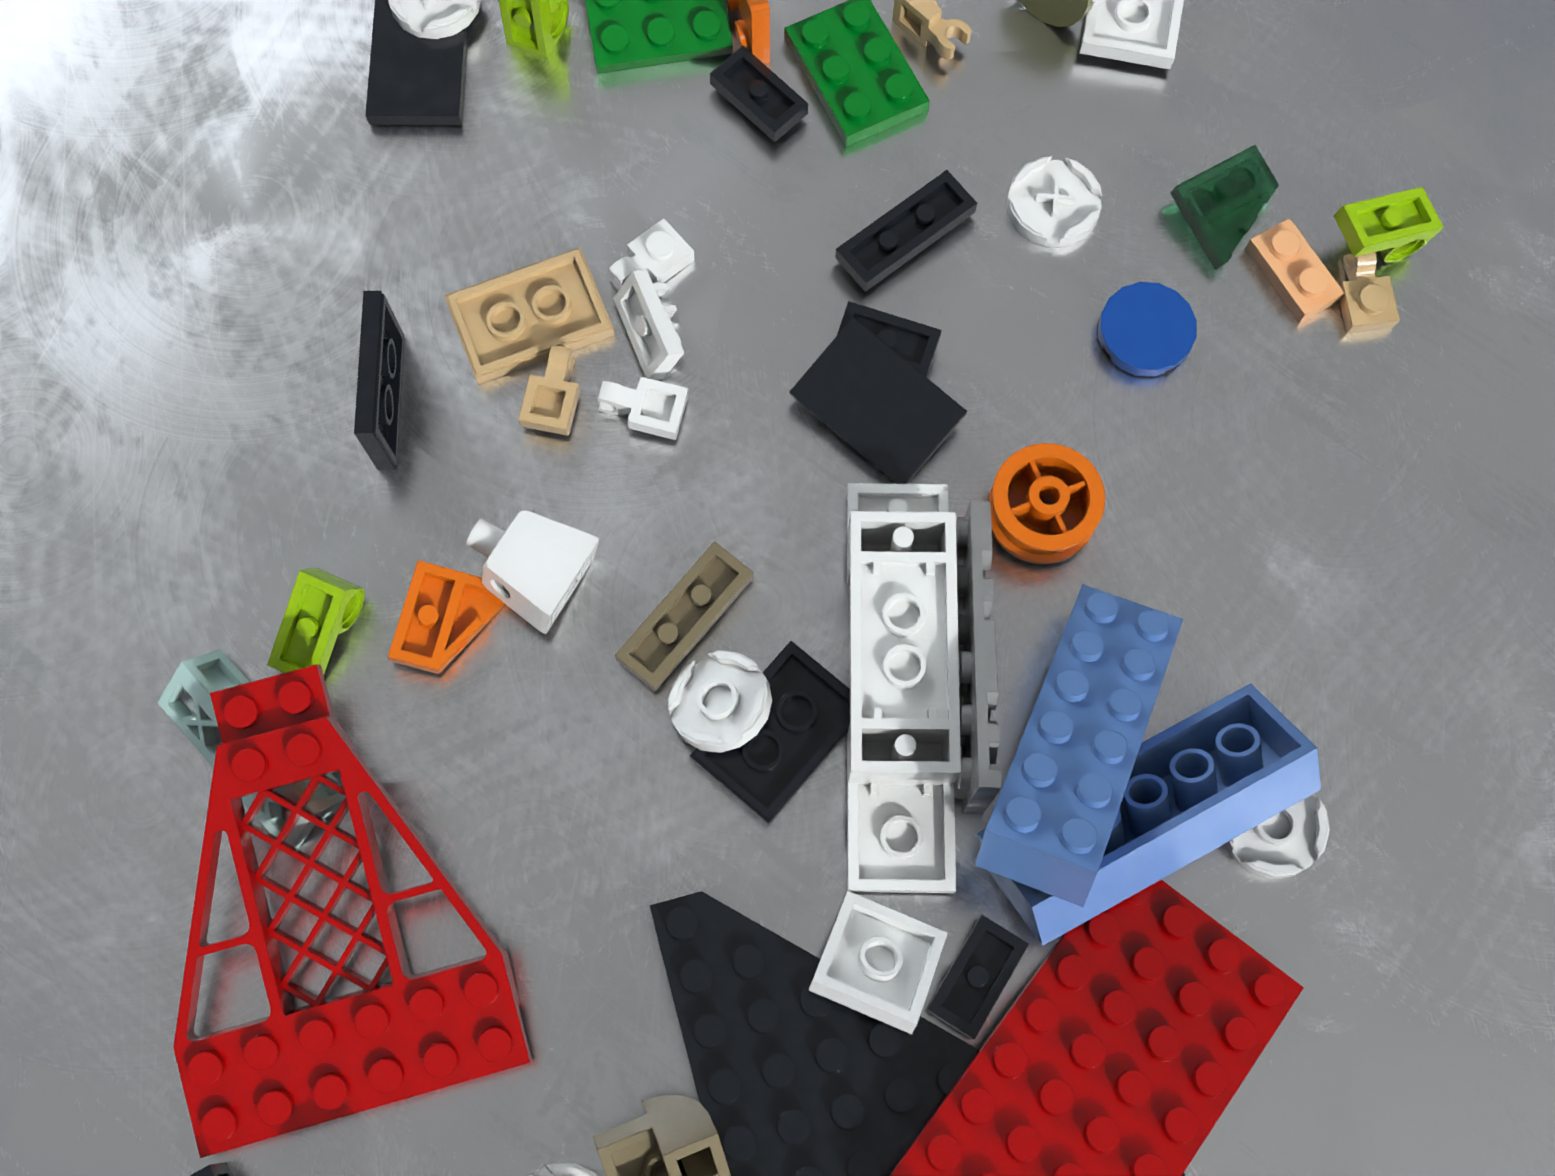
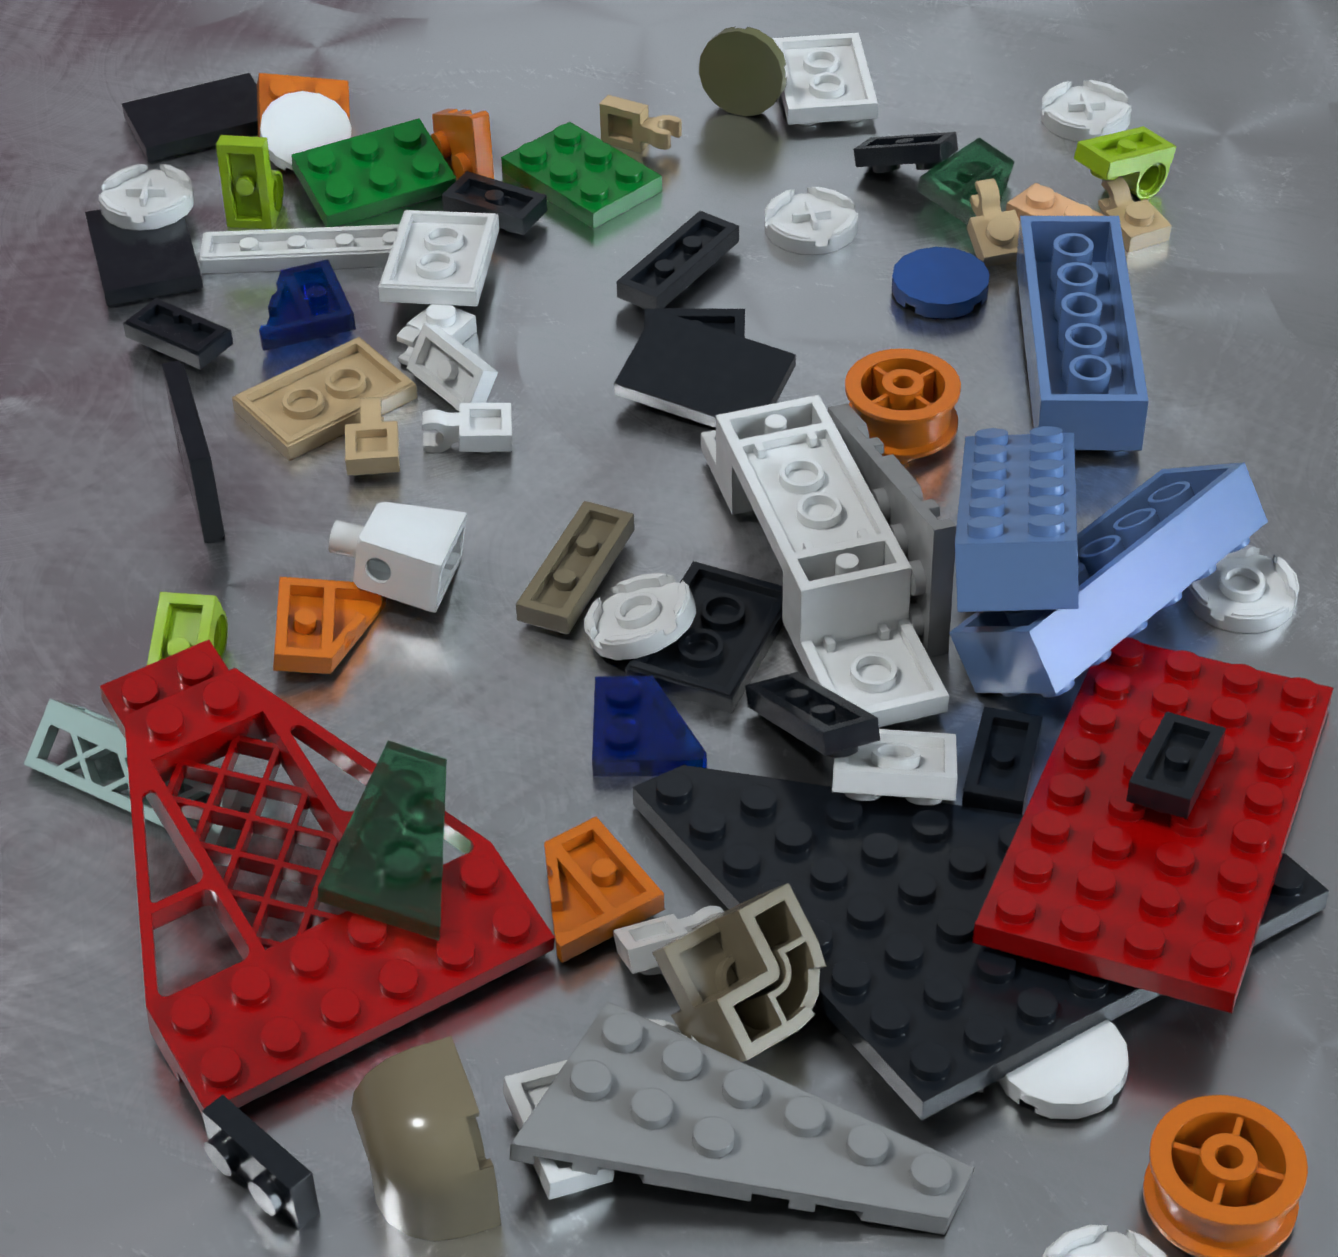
camera: 15 degrees left, 30 degrees down
(411, 954) = (394, 845): none -> clear green wing
(418, 193) = (178, 333): none -> black plate
(543, 190) = (306, 307): none -> clear blue wing
(582, 1008) = (595, 888): none -> orange wing
(604, 110) = (295, 247): none -> white tile
(615, 1091) = (639, 940): none -> white plate
(679, 168) = (439, 258): none -> white tile
(679, 829) = (639, 730): none -> clear blue wing
(823, 889) = (813, 714): none -> black plate
(1111, 1084) = (1176, 765): none -> black plate
(1177, 138) = (891, 152): none -> black plate
(1223, 284) = (992, 231): none -> tan plate
(1248, 459) = (1081, 331): none -> medium blue brick
(1382, 117) = (1085, 110): none -> white tile

